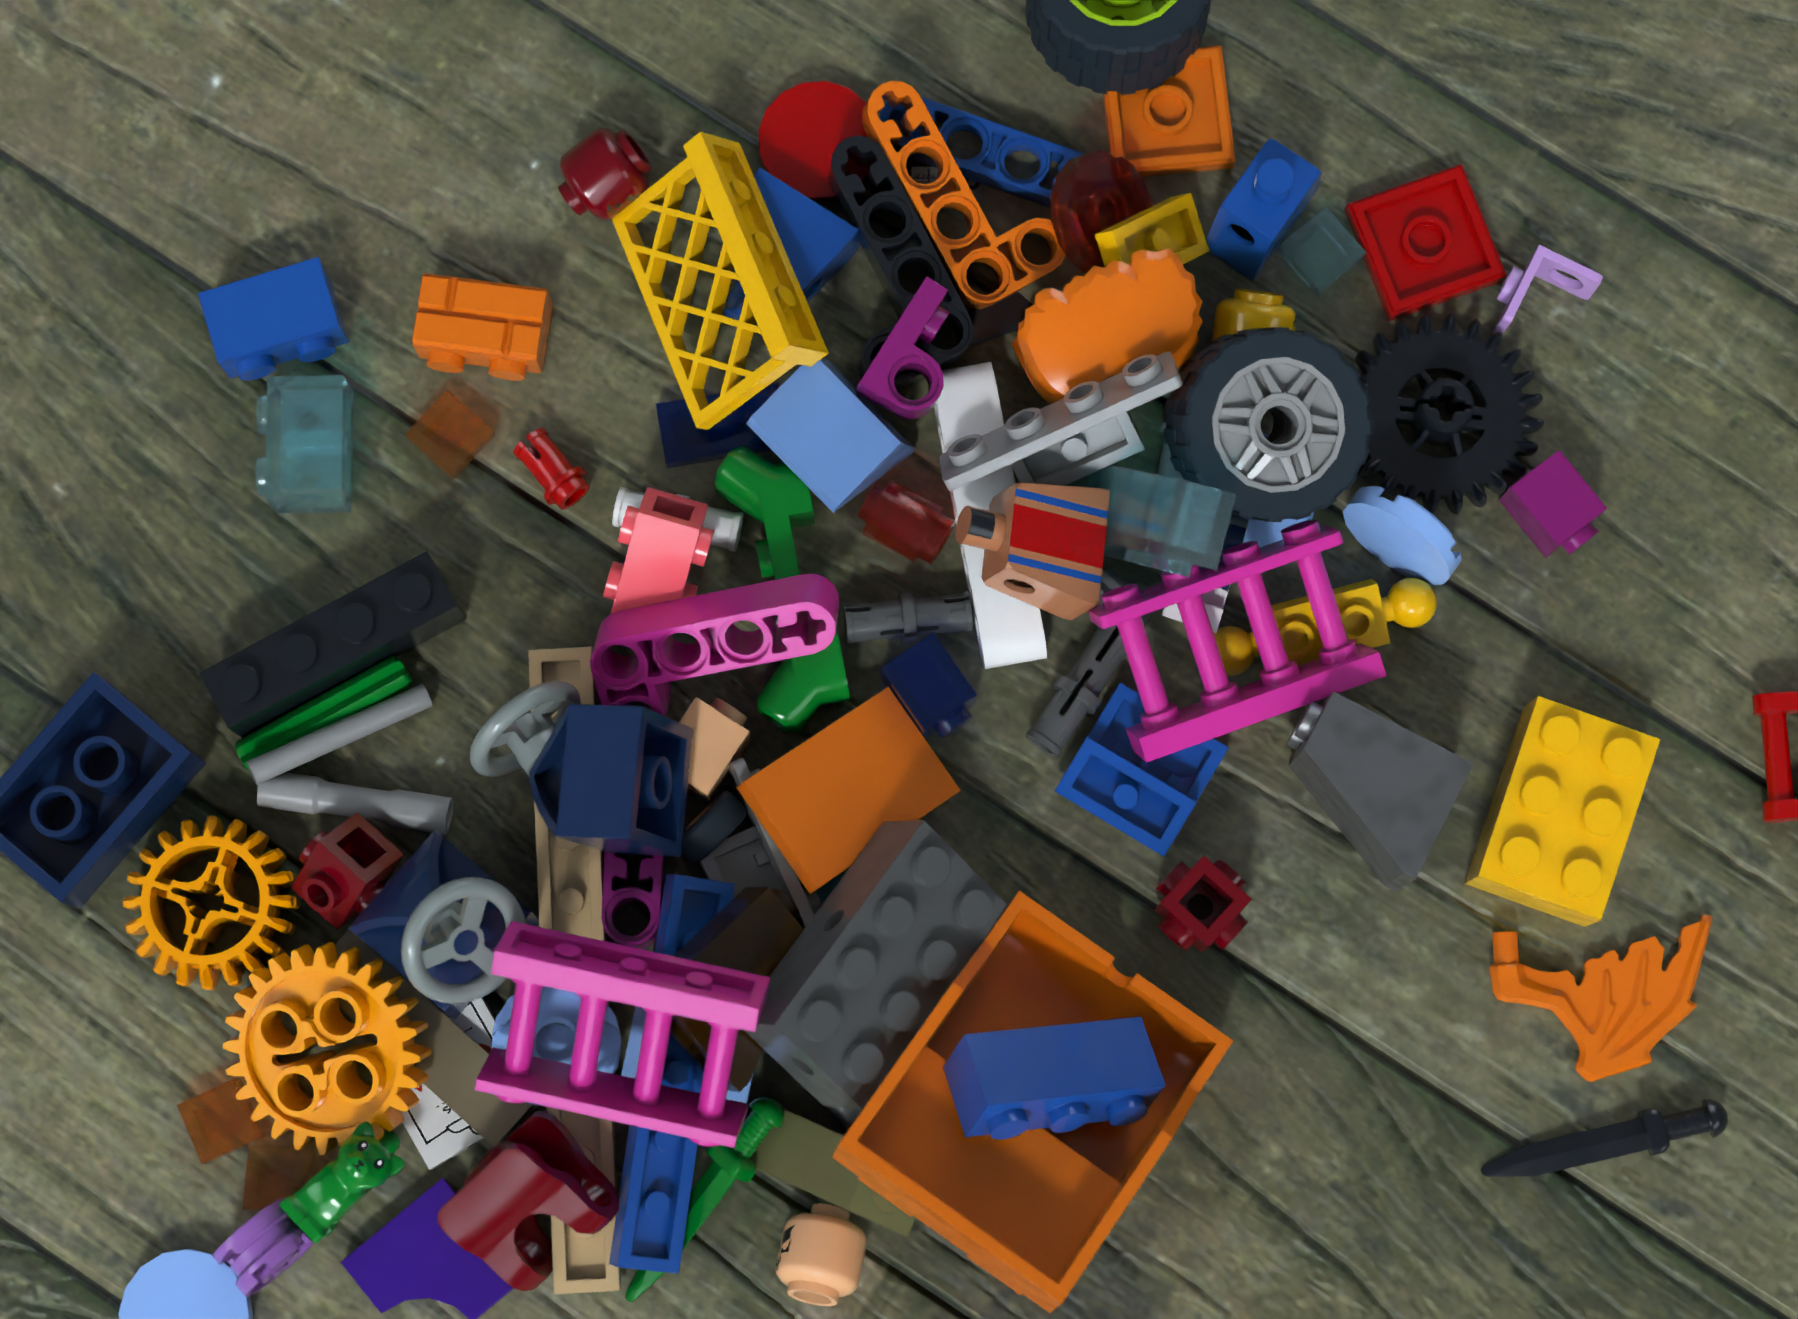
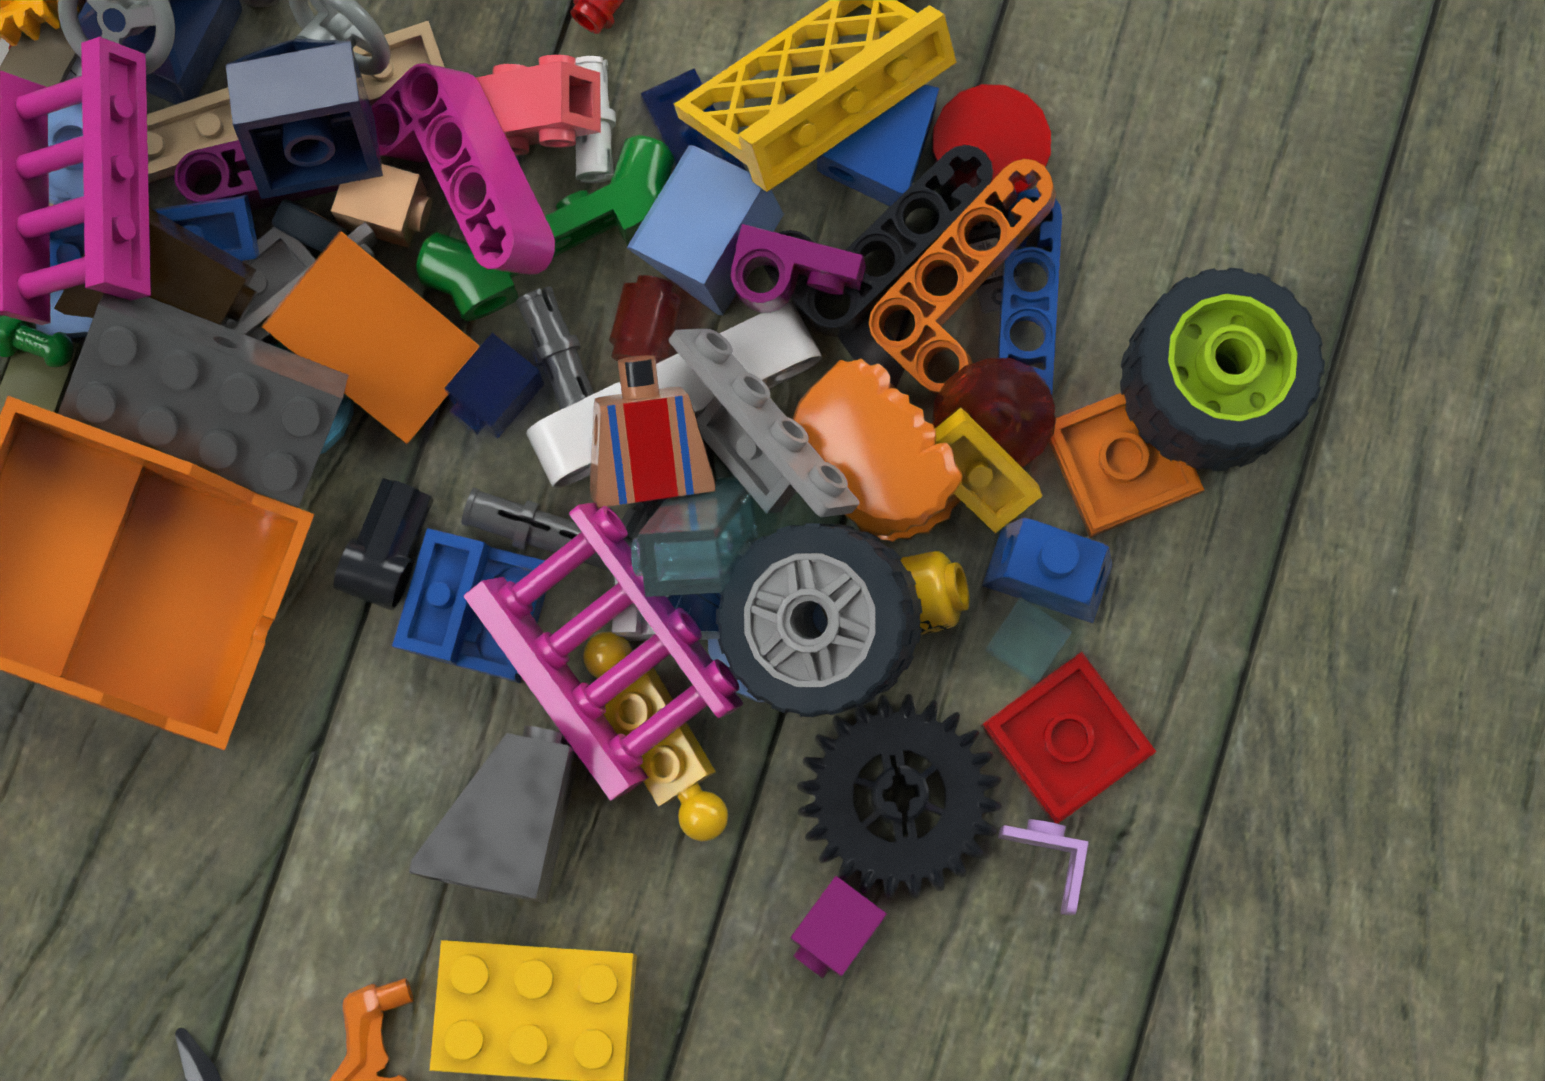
camera: 75 degrees right, 0 degrees up
(1053, 1077) = (139, 589): blue brick -> none
(1072, 847) = (379, 560): none -> black piece
(1217, 885) = (331, 681): dark red brick -> none
(1402, 535) = (758, 785): light blue tile -> none

